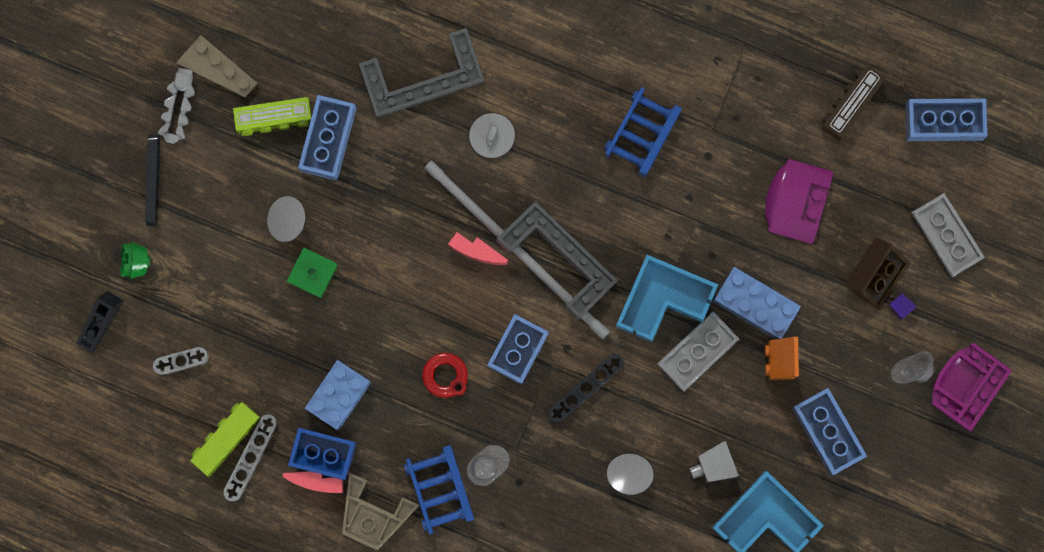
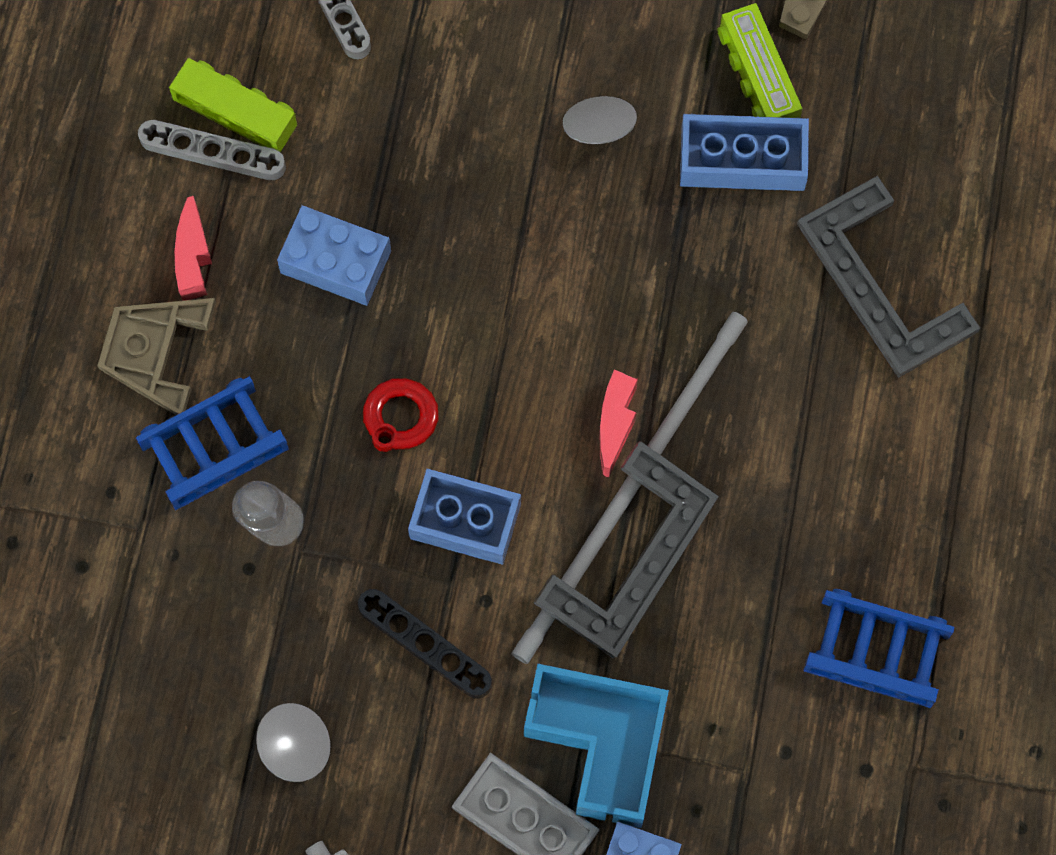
camera: 75 degrees right, 10 degrees down
(312, 272) = (523, 179): green plate -> none
(322, 453) = (236, 249): blue slope -> none
(492, 135) = (812, 408): light grey shield -> none

